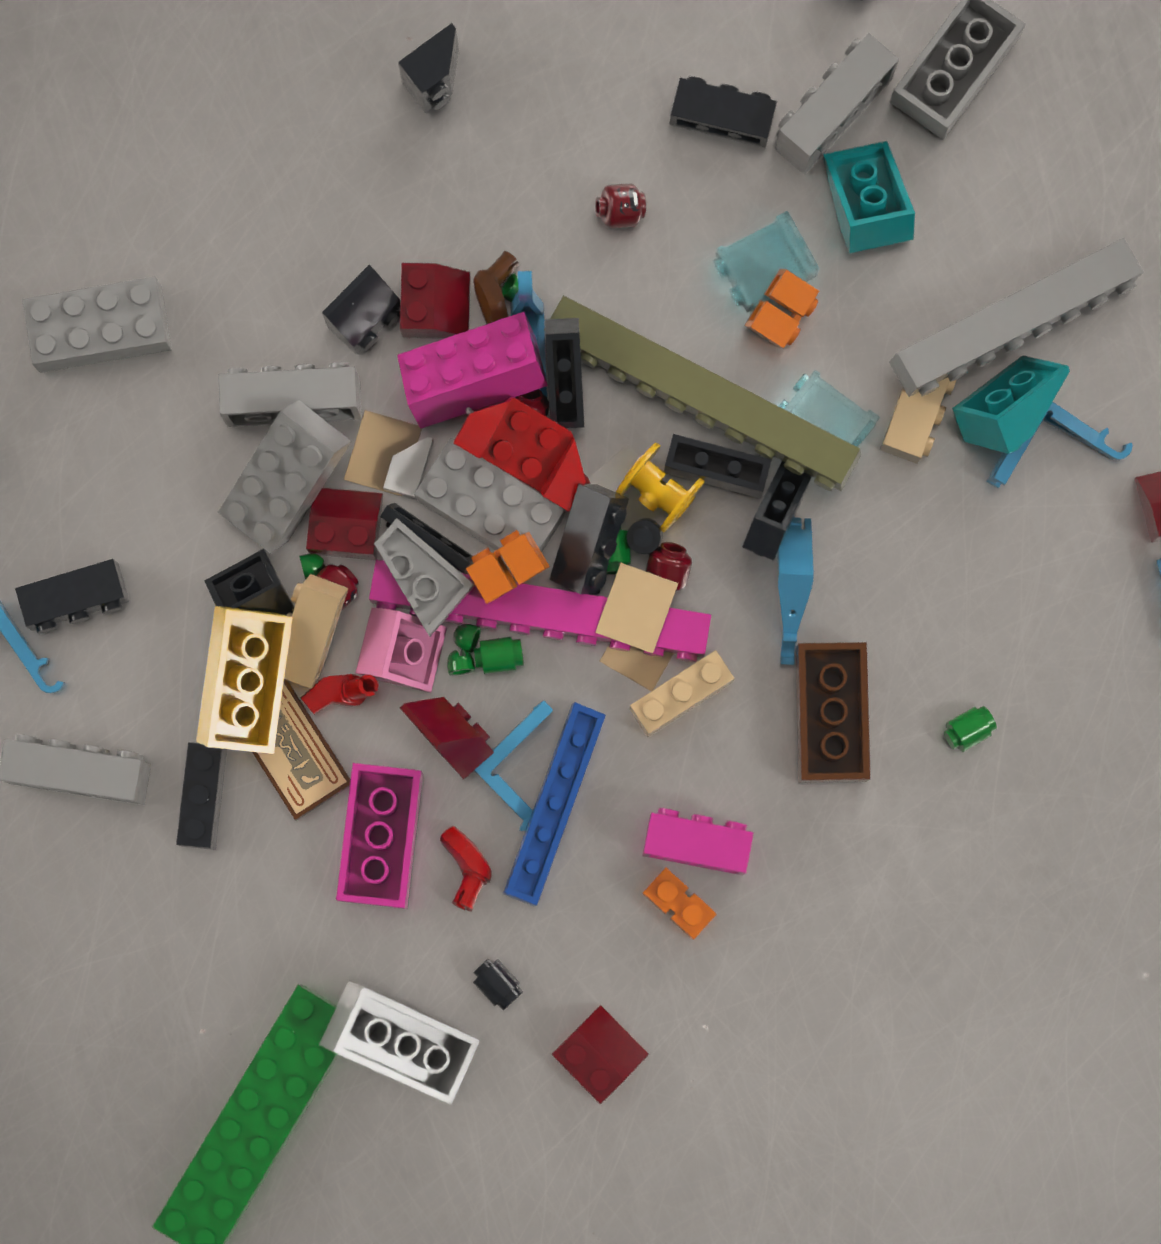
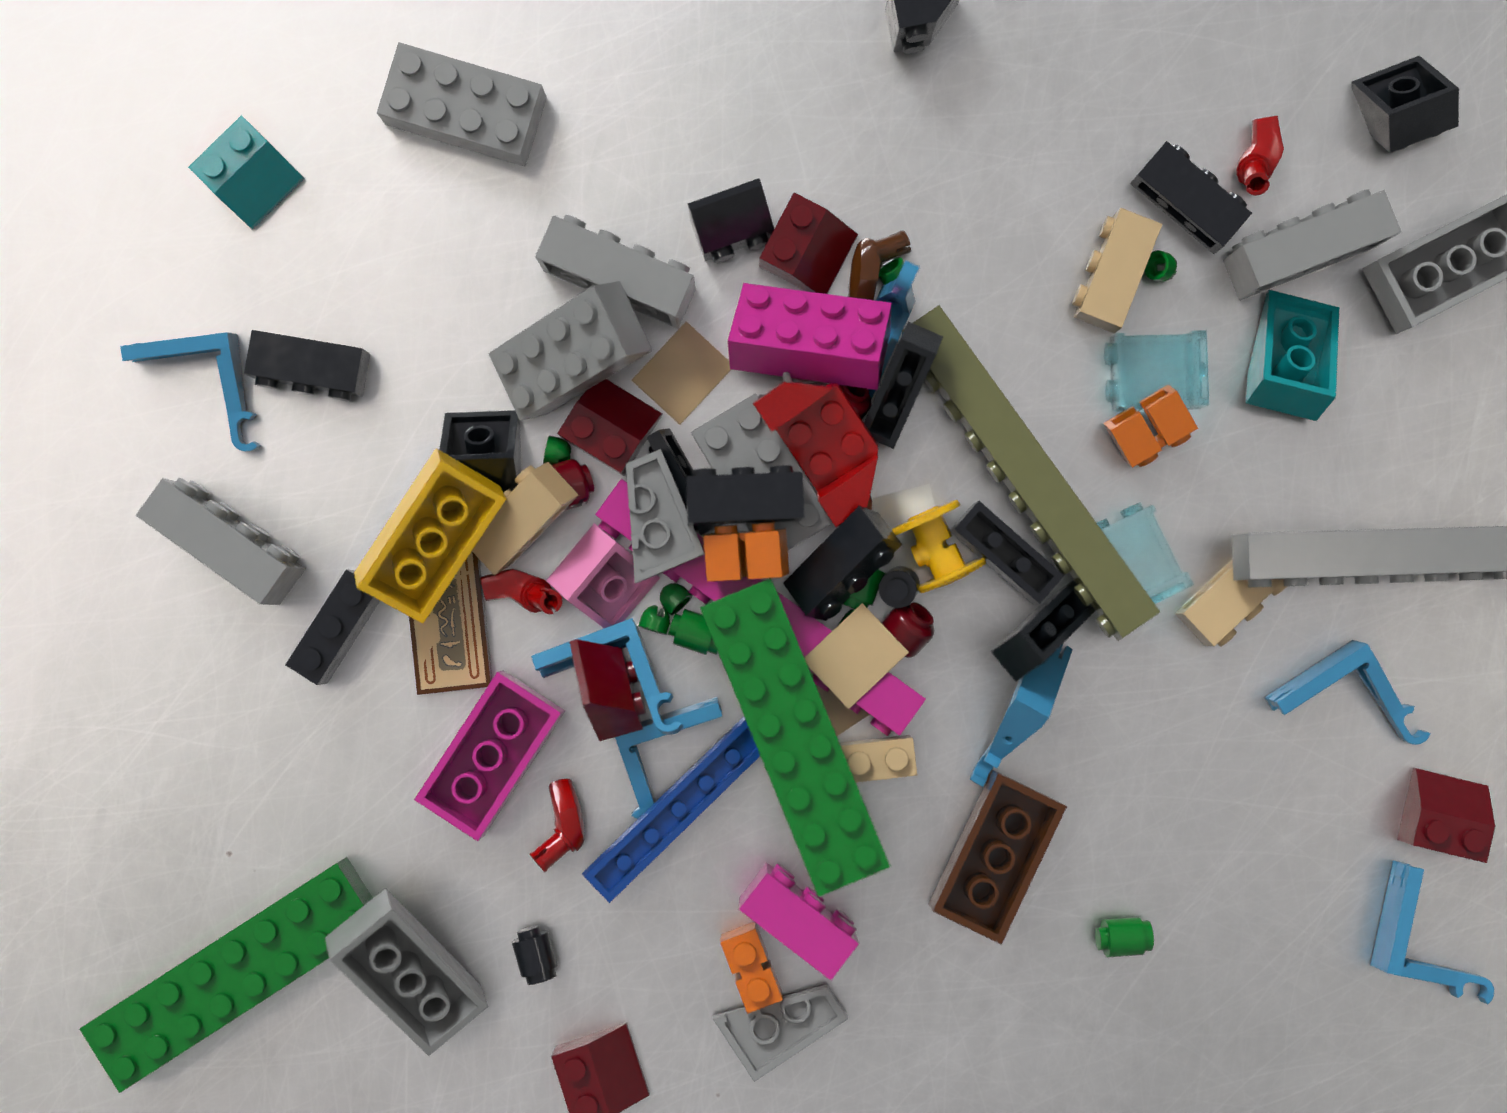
camera: 25 degrees right, 5 degrees up
(408, 468) = (699, 401): white tile -> none
(443, 685) = (621, 636): none -> dark azure hinge
(483, 521) = (744, 496): none -> black brick
(619, 692) = (795, 737): none -> green brick
(621, 206) = (1041, 242): dark red head -> none
(692, 199) = (1116, 270): none -> tan brick
(723, 172) = (1164, 259): none -> green hinge
(727, 943) = (781, 1029): none -> light grey wing
(763, 53) = (1261, 156): none -> red arm
(1010, 404) = (1332, 637): teal slope -> none

